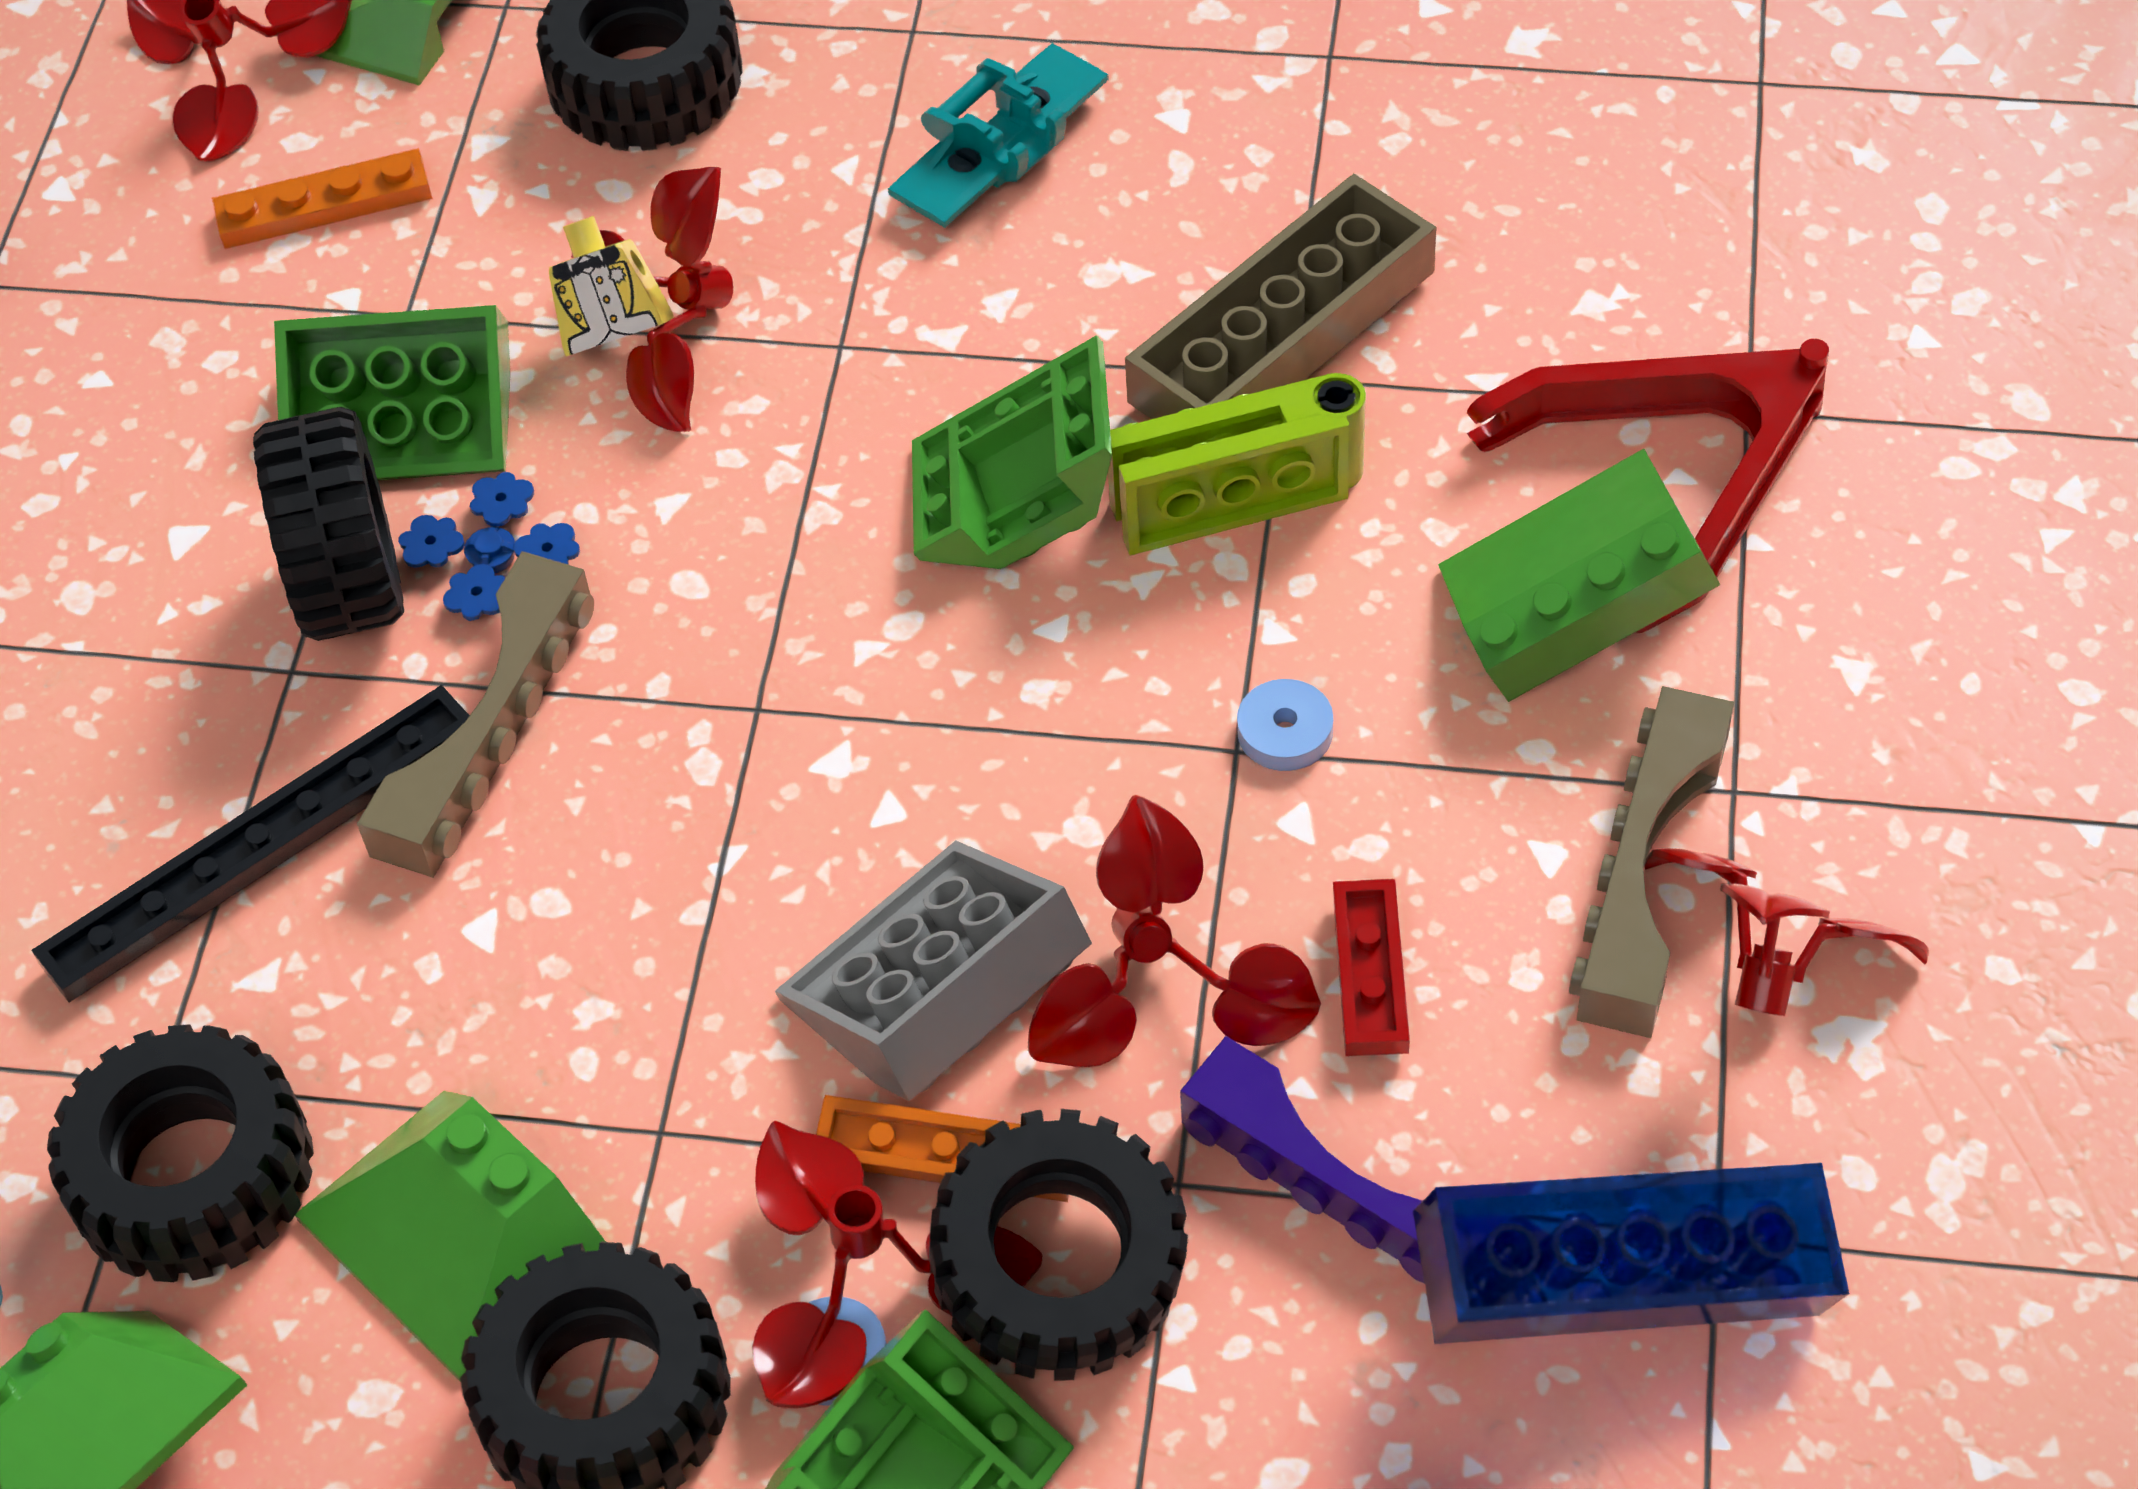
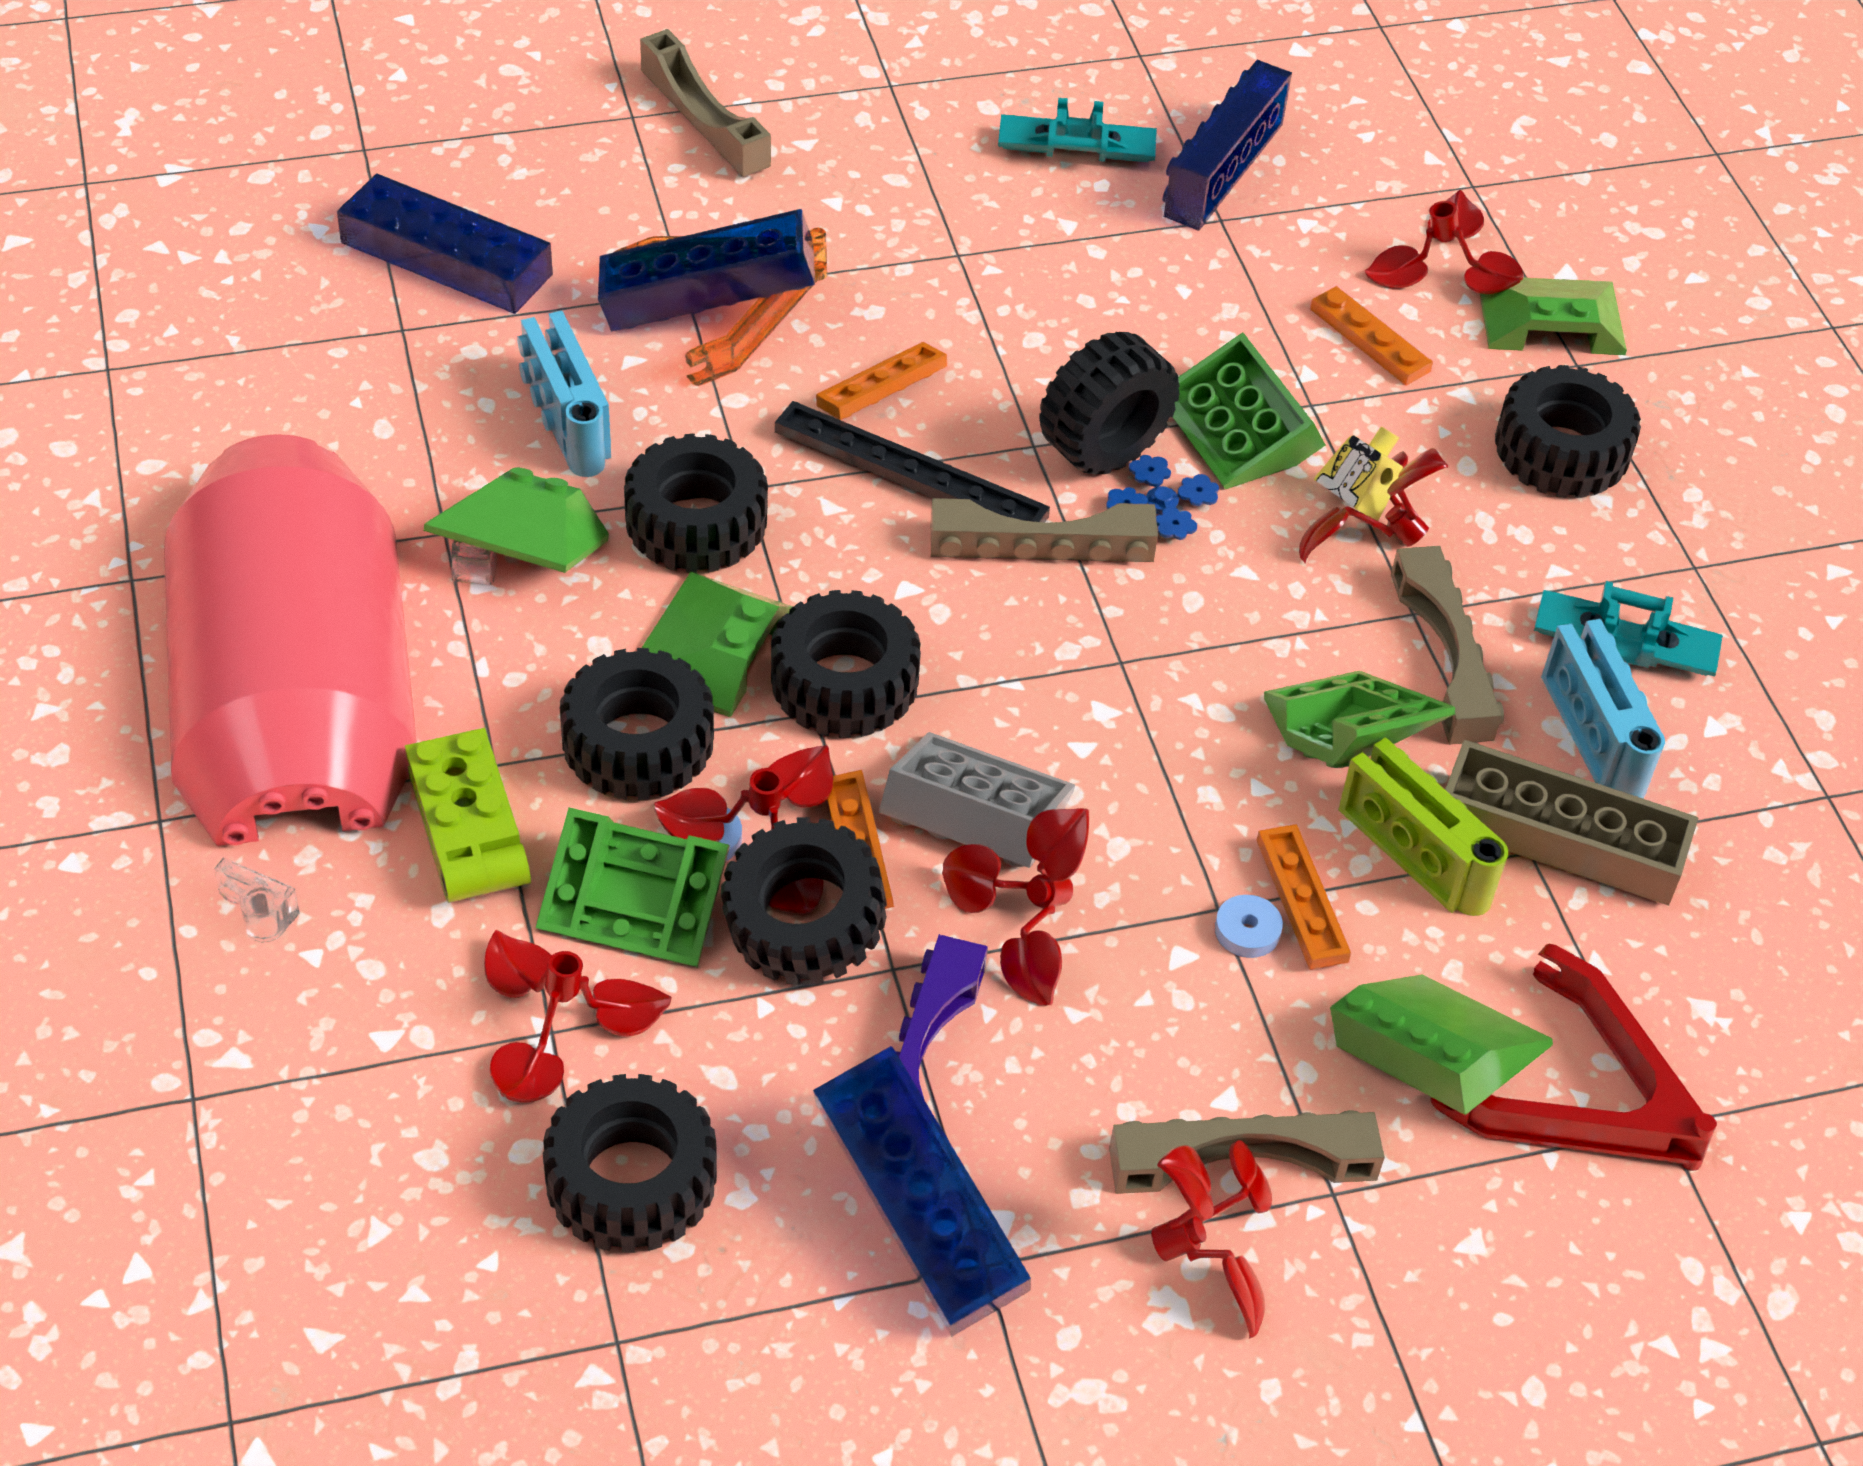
camera: 60 degrees right, 5 degrees down
(60, 817) = (881, 380): none -> orange plate
(602, 981) = (845, 700): none -> black tyre
(819, 307) = (1427, 587): none -> dark tan arch
(1131, 201) = (1603, 708): none -> medium azure hinge
(1268, 642) = (1303, 897): none -> orange plate
(1370, 968) = (1085, 1018): red plate -> none

